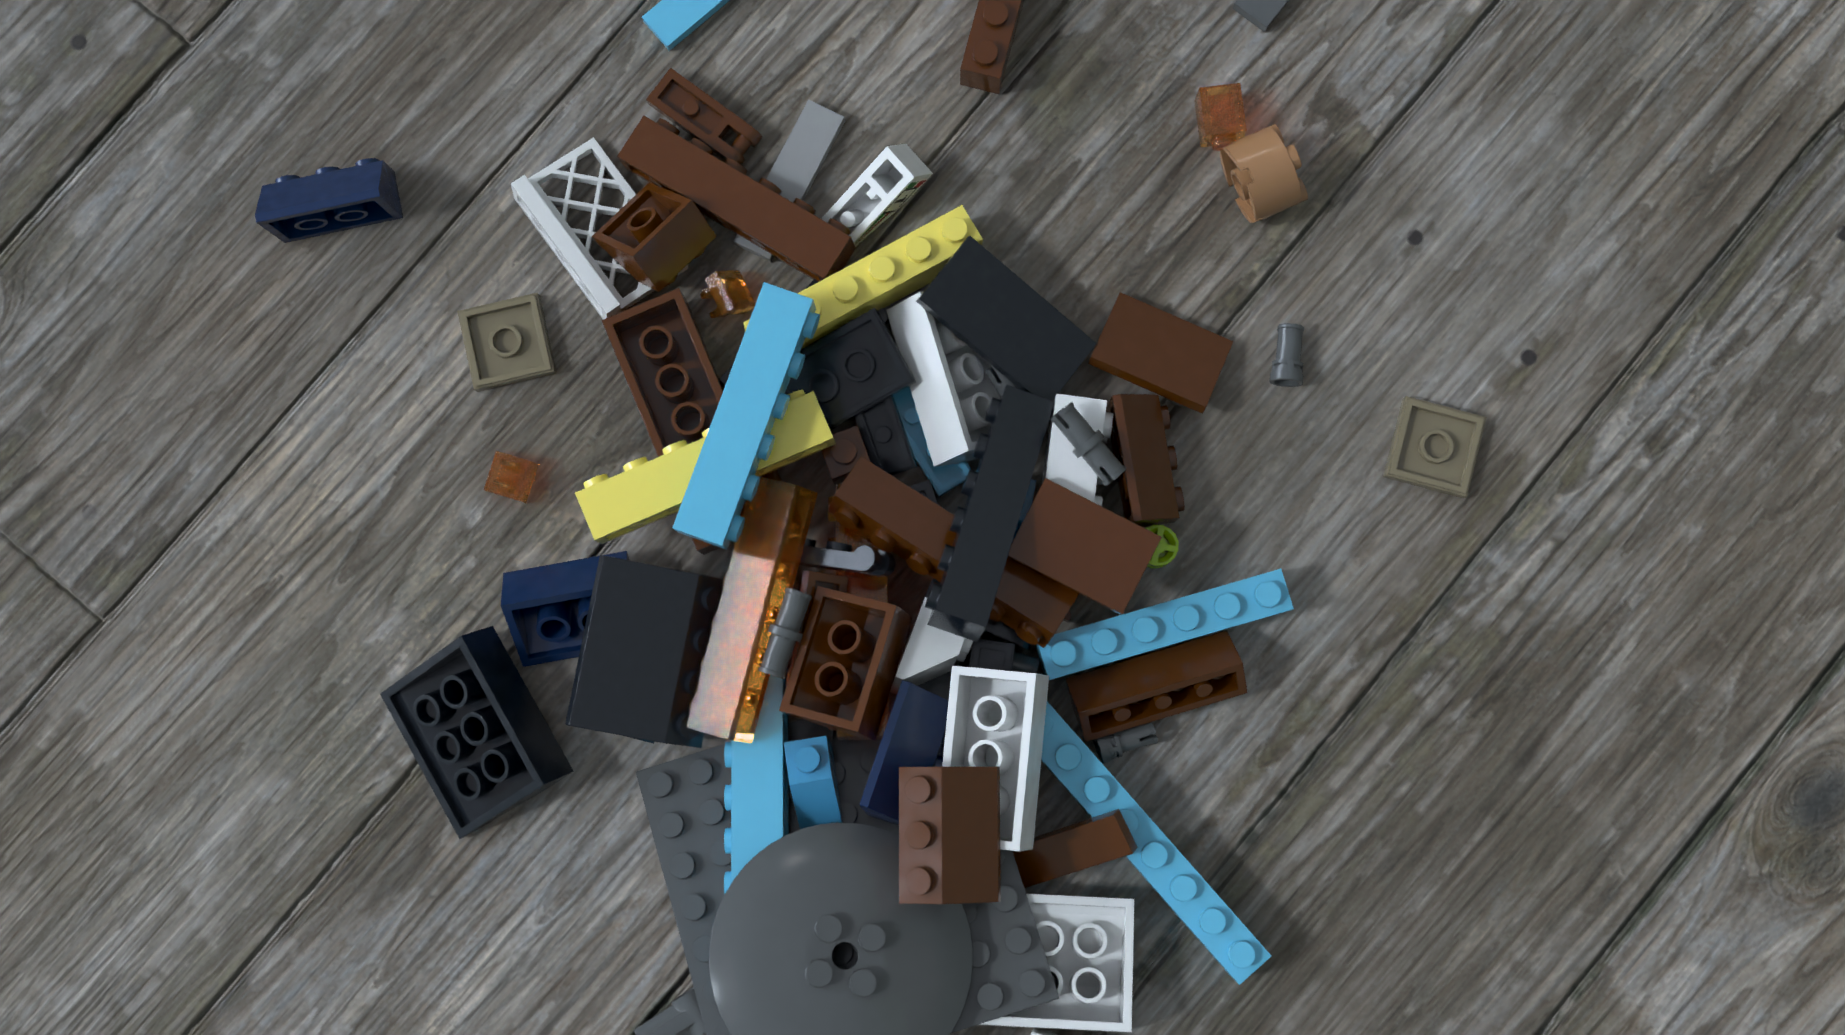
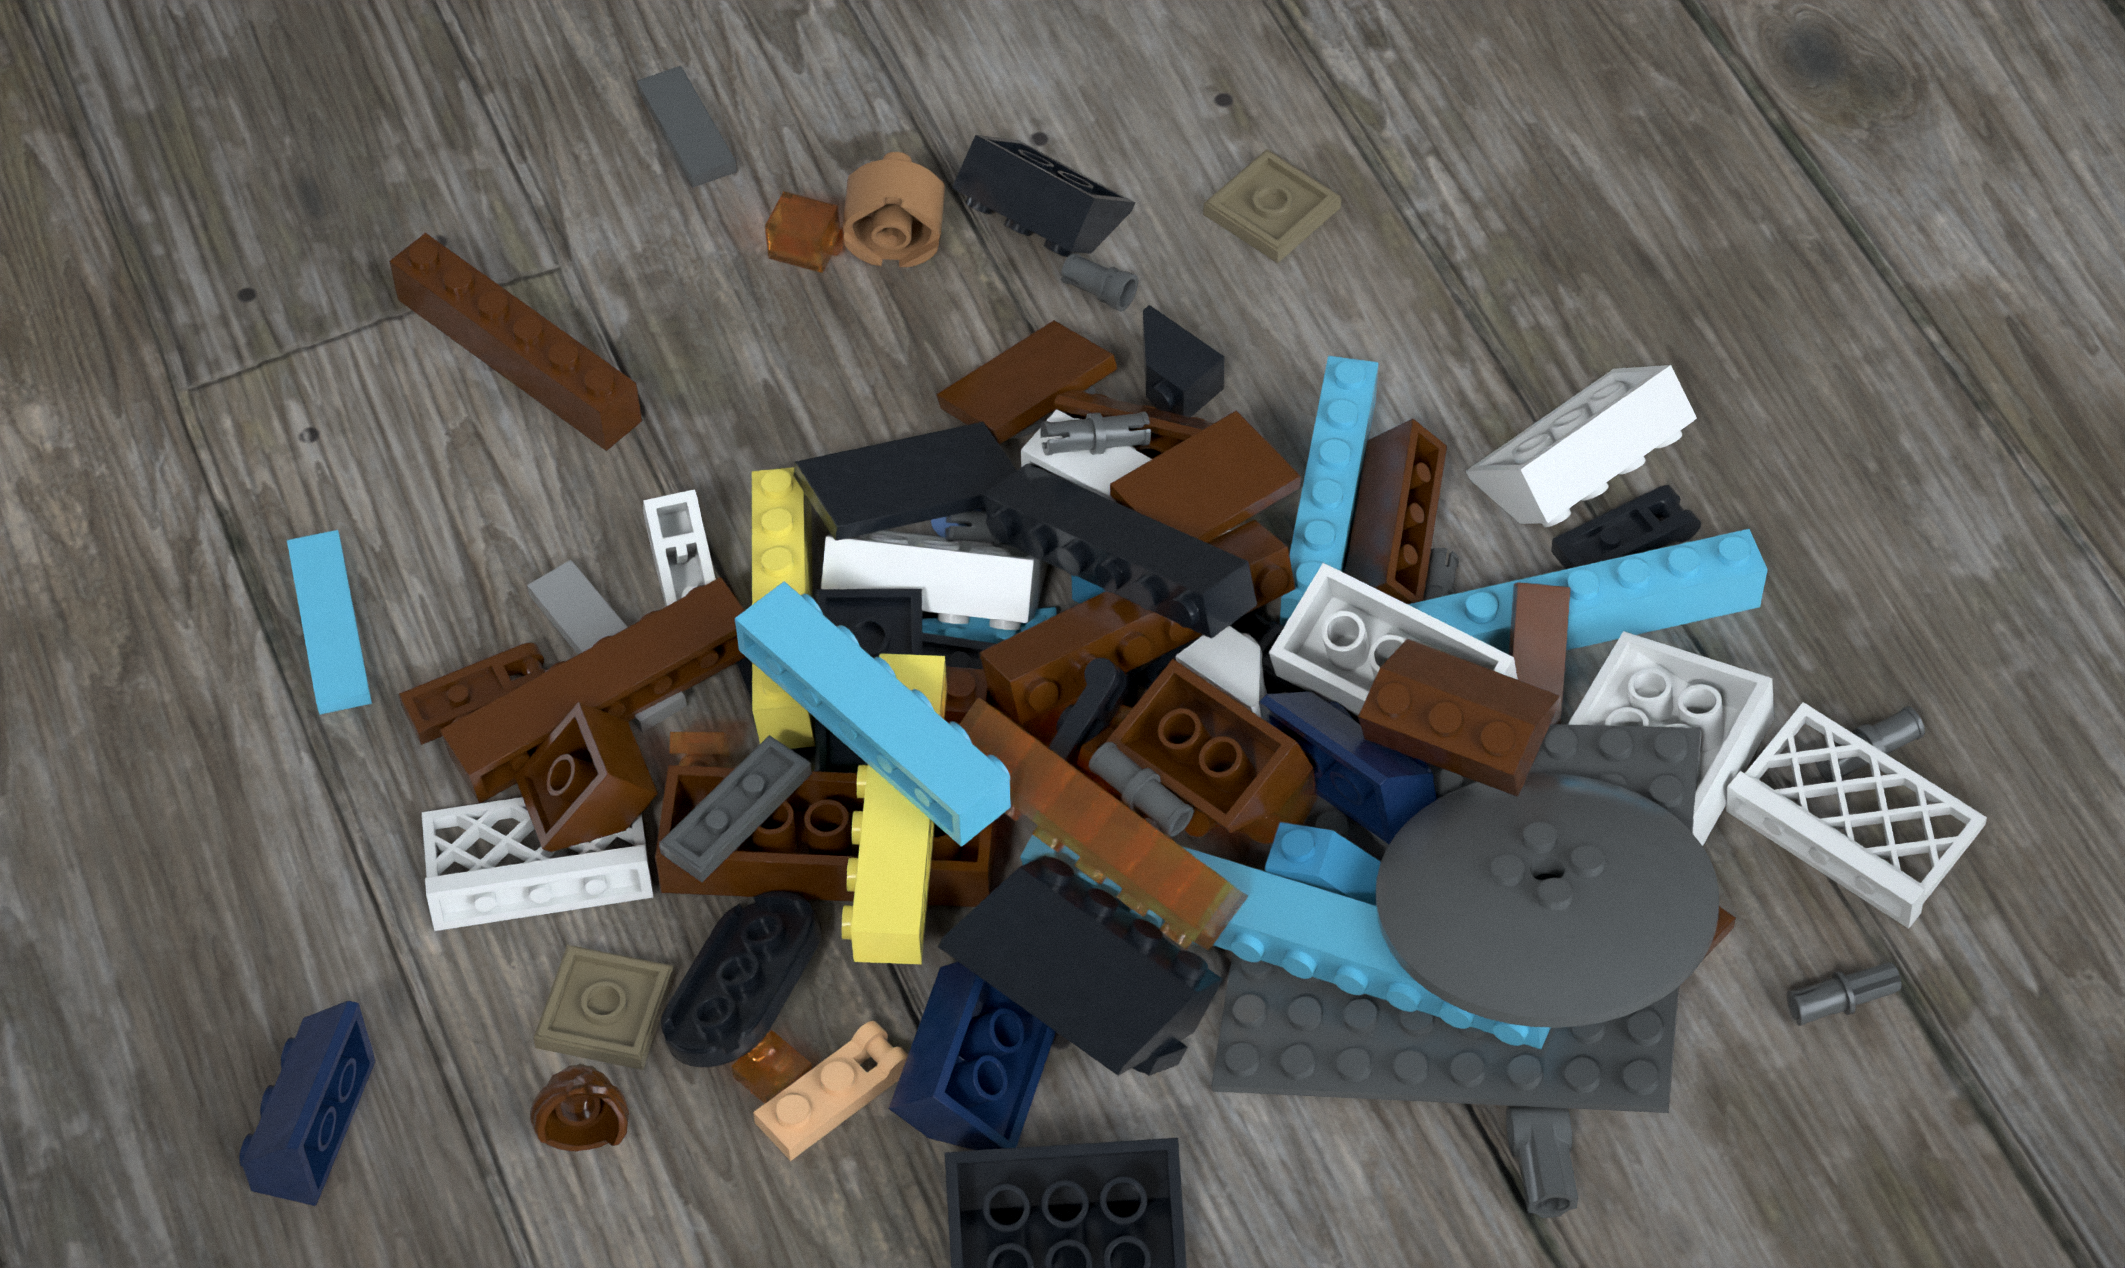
camera: 70 degrees left, 30 degrees down
(409, 370) = (579, 1110): none -> reddish brown hat
(511, 524) = (831, 1091): none -> light nougat plate
(557, 423) = (741, 979): none -> black tile
(661, 354) = (735, 808): none -> dark grey tile
(1229, 454) = (1178, 366): none -> black slope
(1240, 855) = (1628, 530): none -> black plate
(1311, 788) = (1585, 444): none -> white slope
(1349, 271) = (1039, 195): none -> black slope

